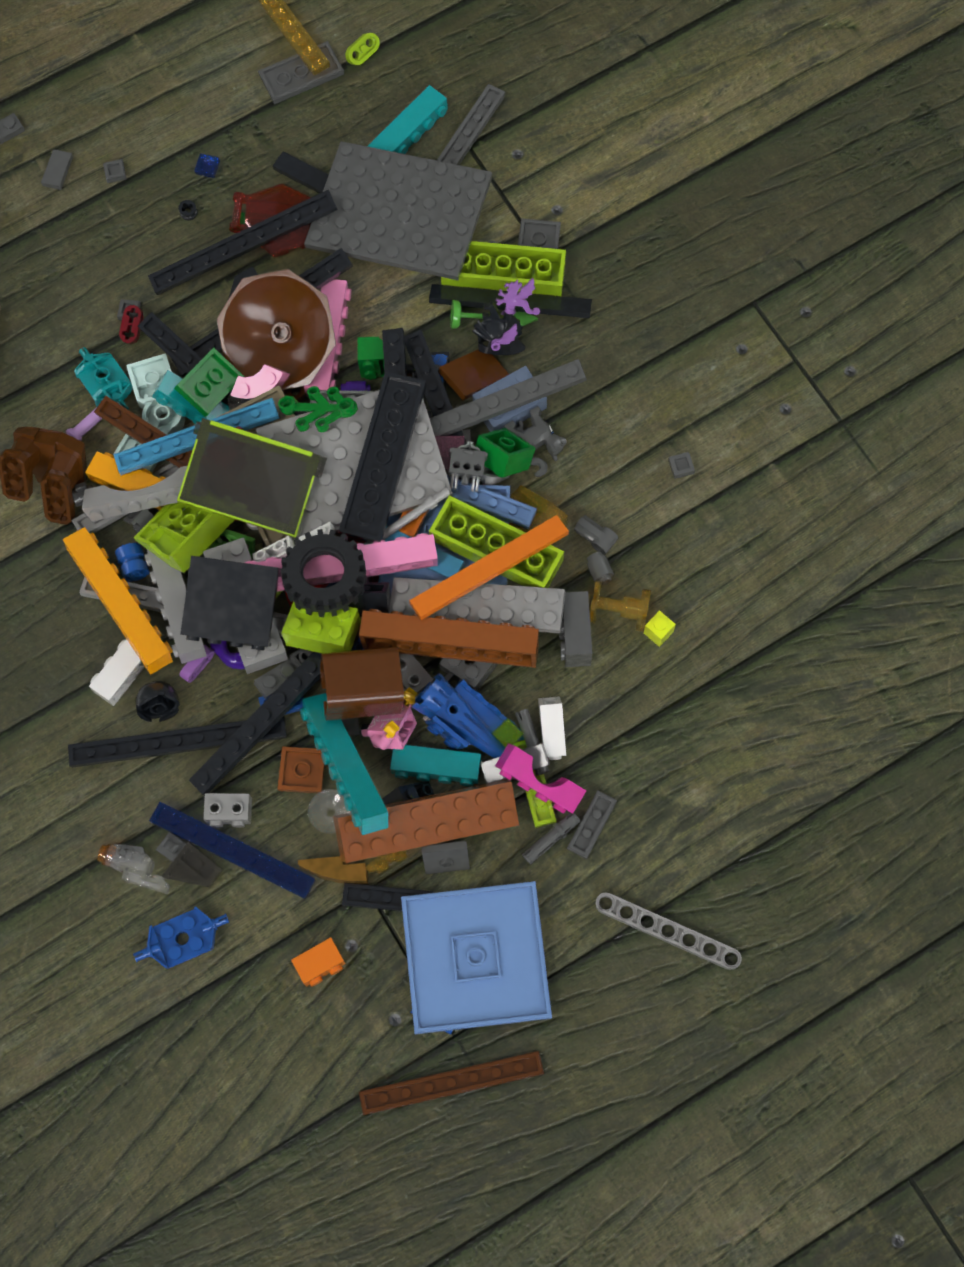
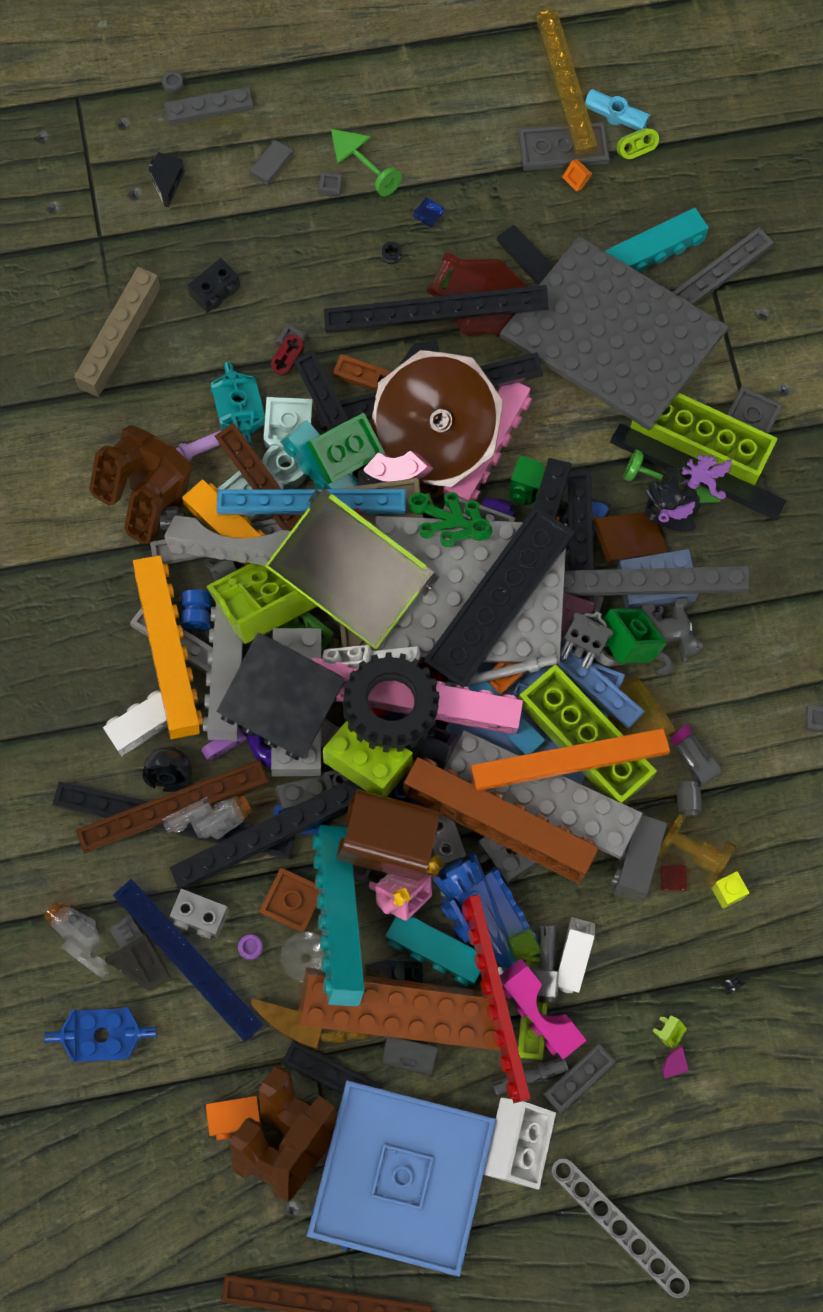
camera: 15 degrees right, 0 degrees up
(46, 288) = (214, 285): none -> black brick
(117, 131) = (348, 143): none -> bright green piece
(171, 730) = (151, 813): none -> reddish brown tile
(197, 318) = (359, 372): none -> dark orange plate
(207, 729) = (209, 820): none -> clear plate
(281, 821) = (250, 947): none -> medium lavender tile
(321, 92) = (577, 175): none -> orange tile
(334, 27) = (624, 115): none -> medium azure piece
(373, 944) = (299, 1121): none -> reddish brown piece
(503, 788) = (497, 1008): none -> red plate
(562, 894) = (519, 1143): none -> white slope
(574, 518) = (681, 735): none -> magenta tile
(610, 636) = (673, 878): none -> clear red tile
(653, 759) = (672, 1031): none -> lime tile
(665, 783) = (675, 1063): none -> magenta tile
(689, 703) = (733, 984): none -> black bush

